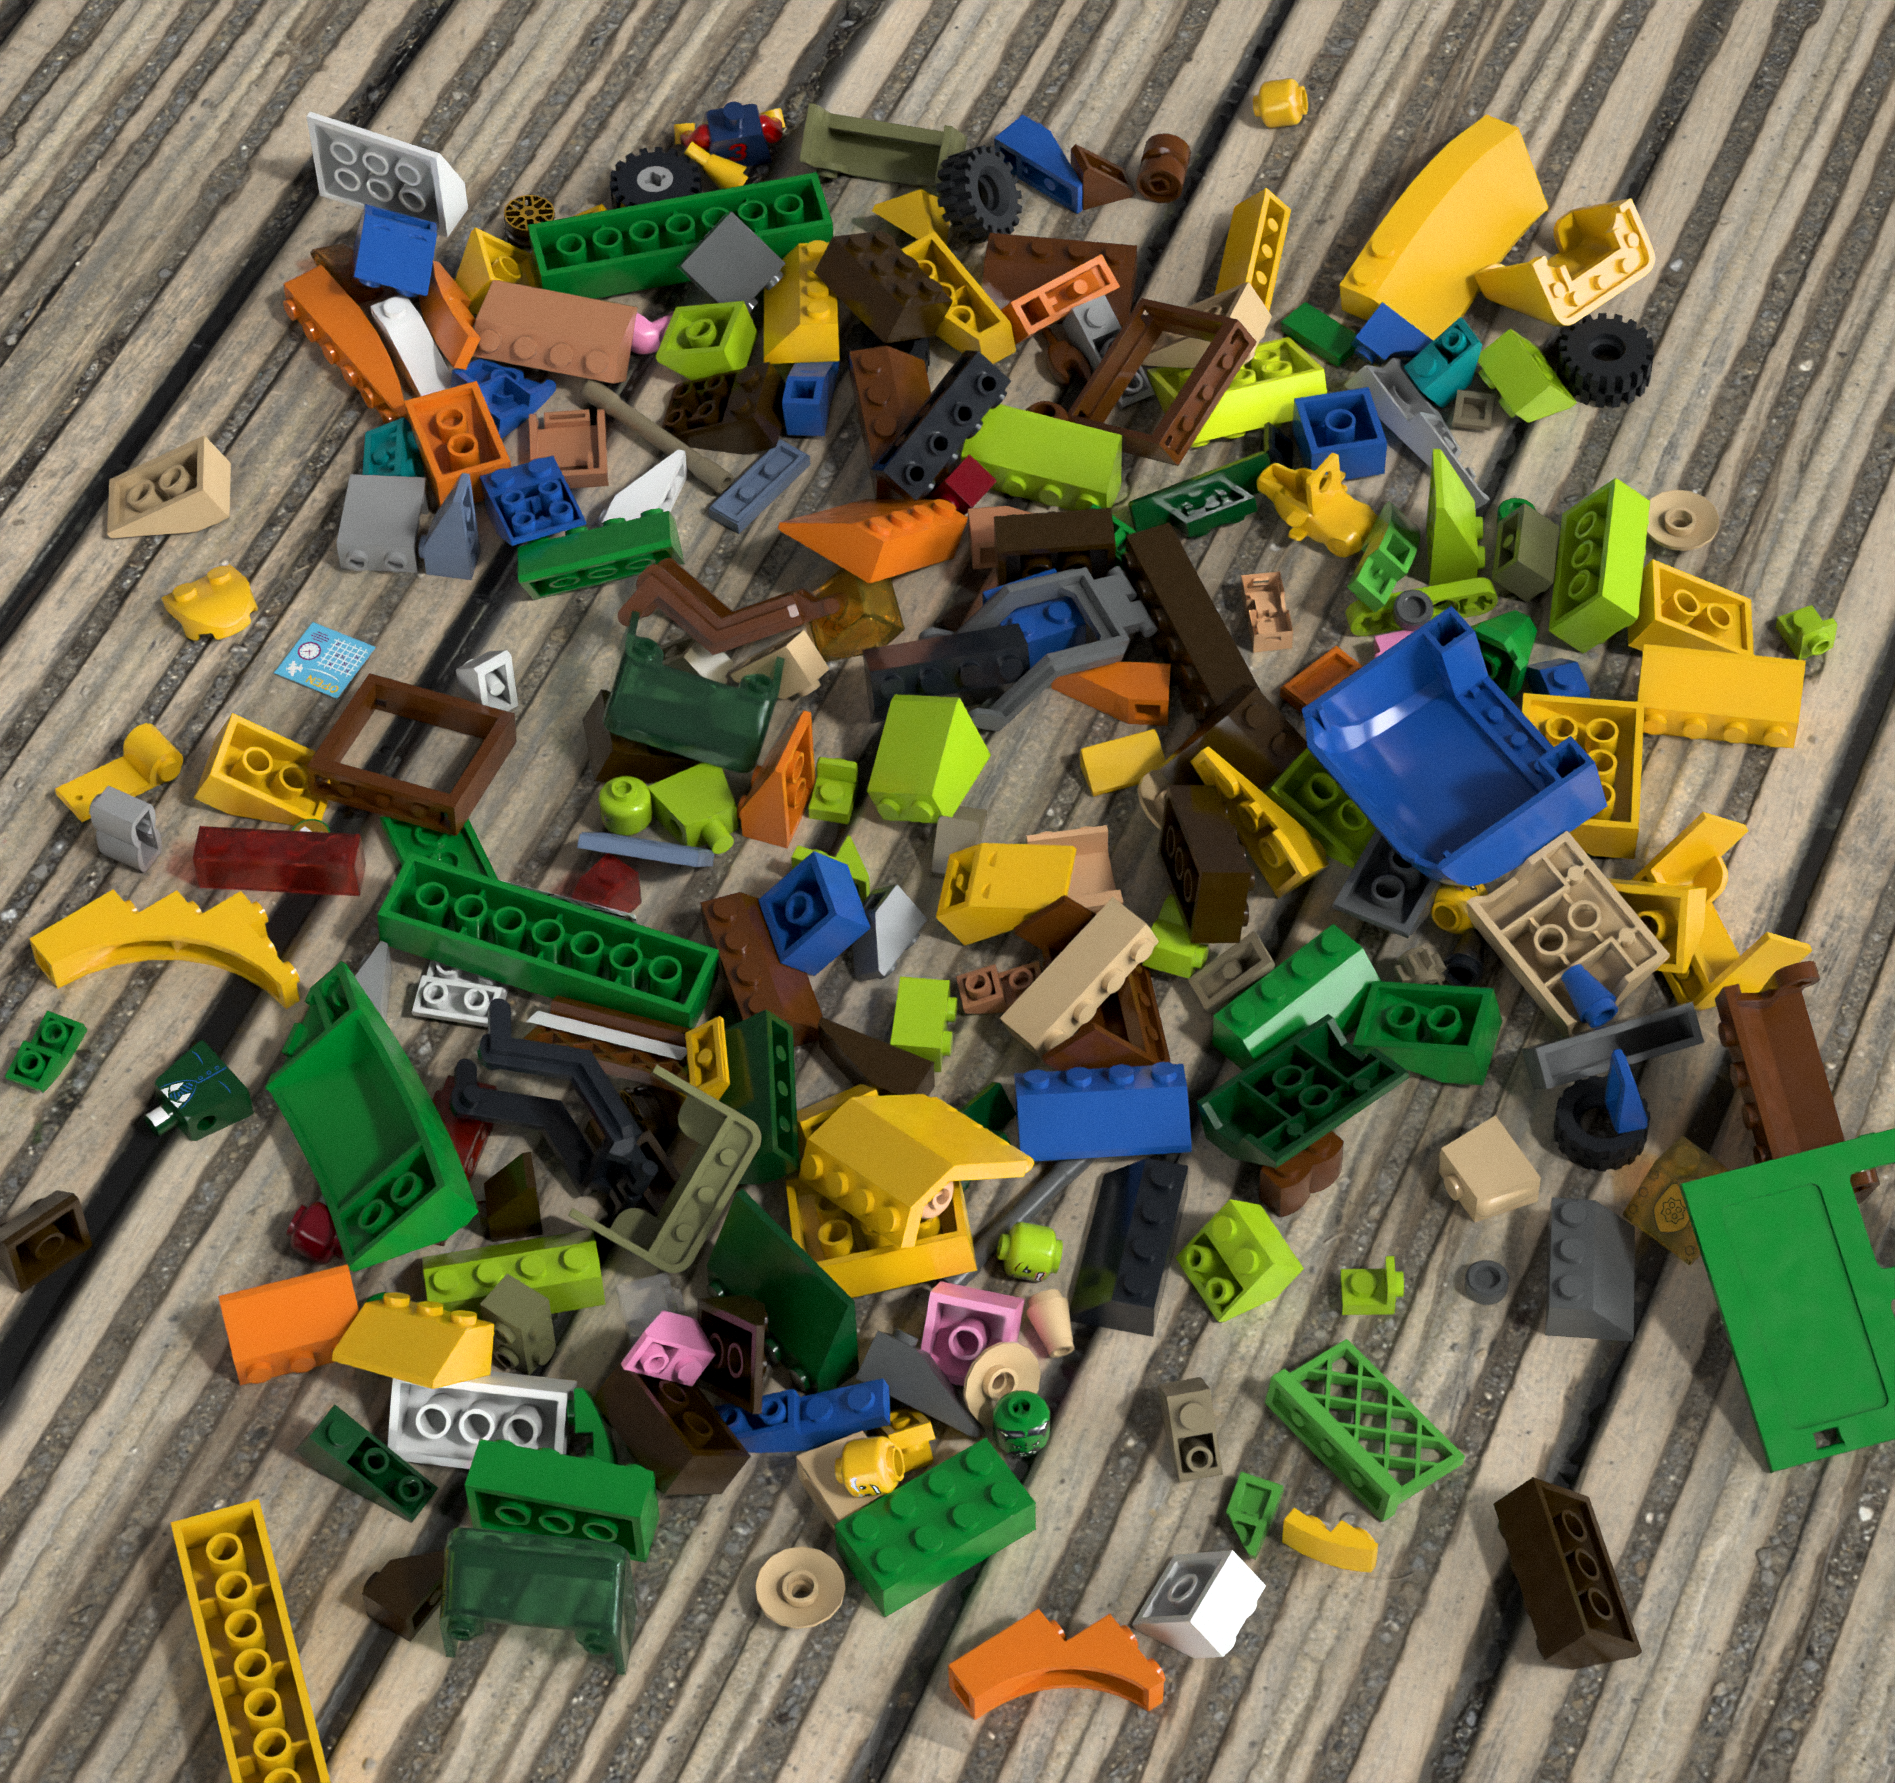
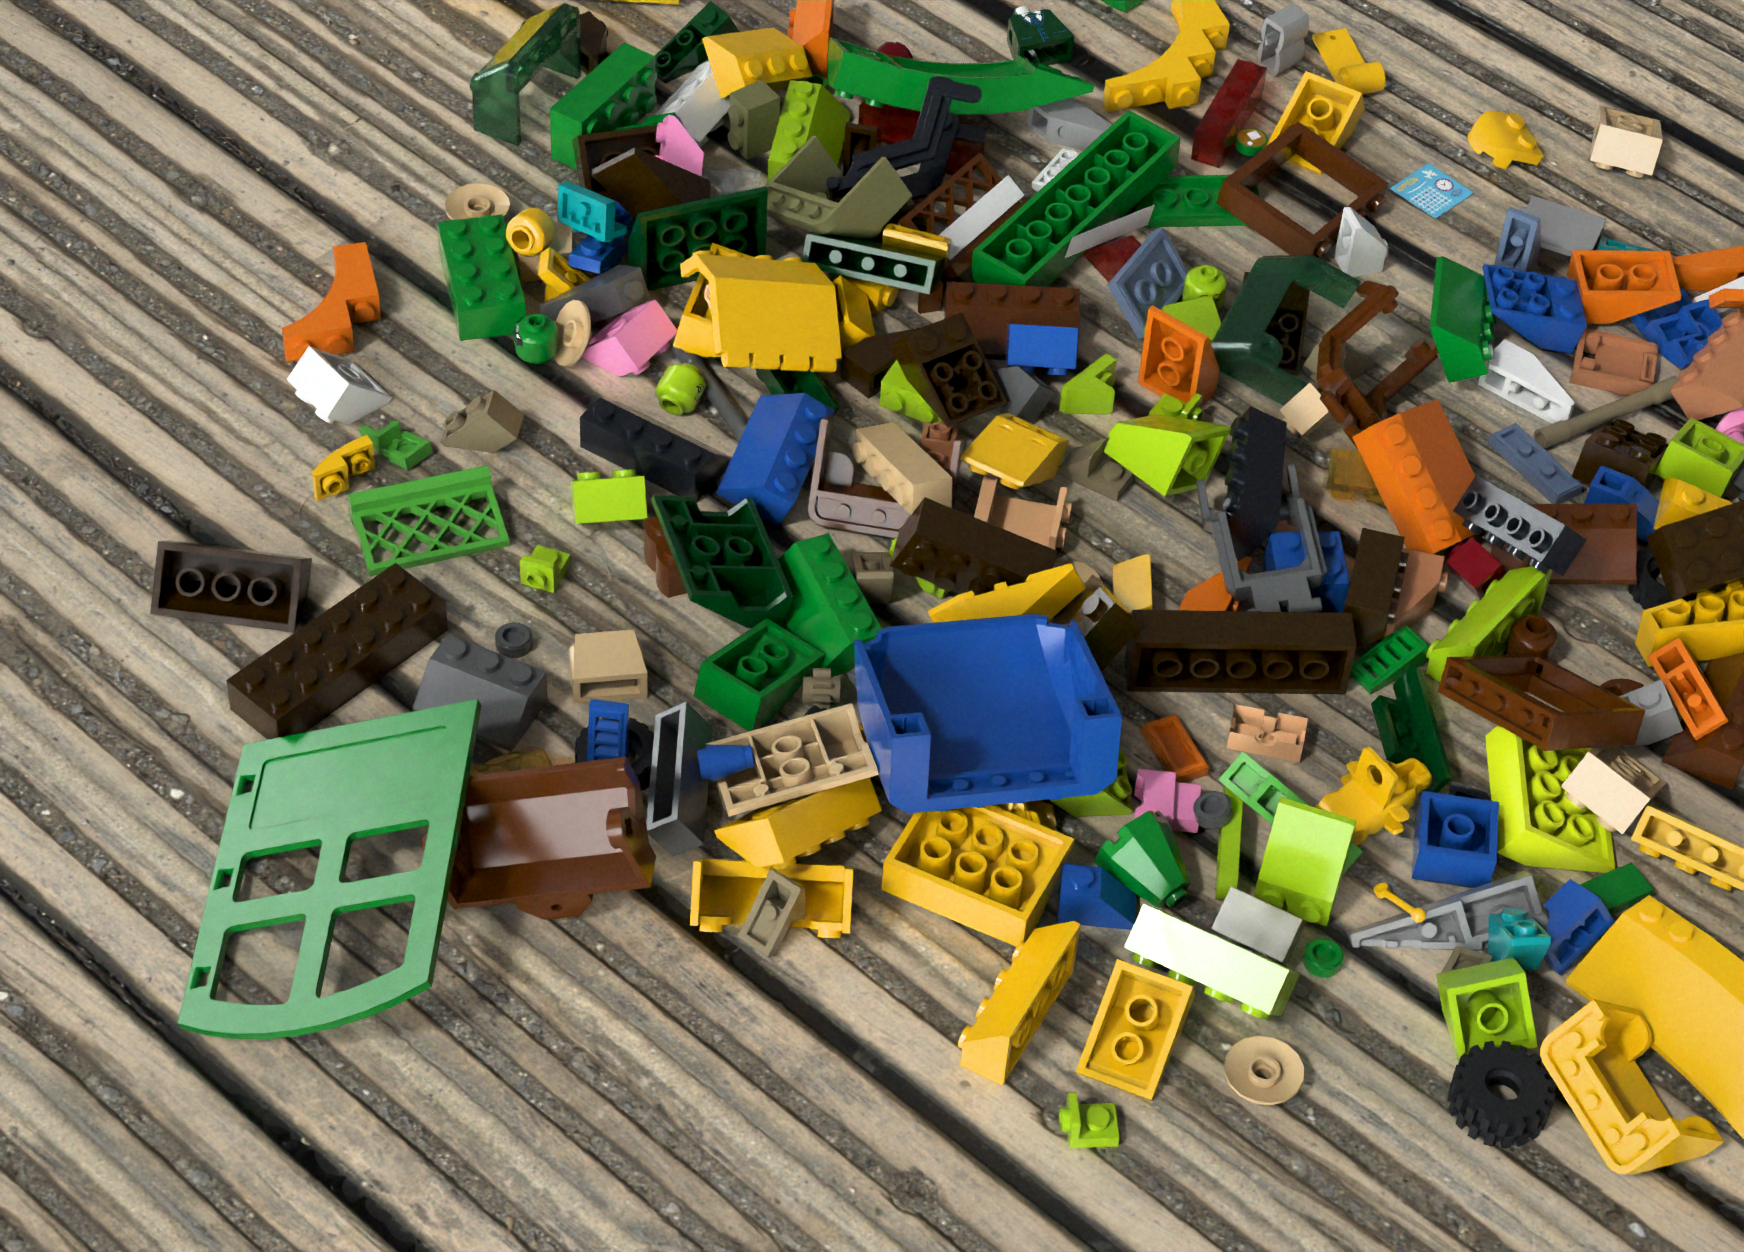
camera: 105 degrees right, 5 degrees down
(819, 1406) = (588, 212): none -> teal bracket
(909, 975) = (949, 370): none -> dark brown slope
(1051, 1320) = (615, 386): tan cone -> none
(1411, 490) = (1383, 891): none -> yellow hinge
(1614, 1421) = (337, 654): none -> dark brown brick
(1733, 912) = (772, 913): none -> dark tan slope

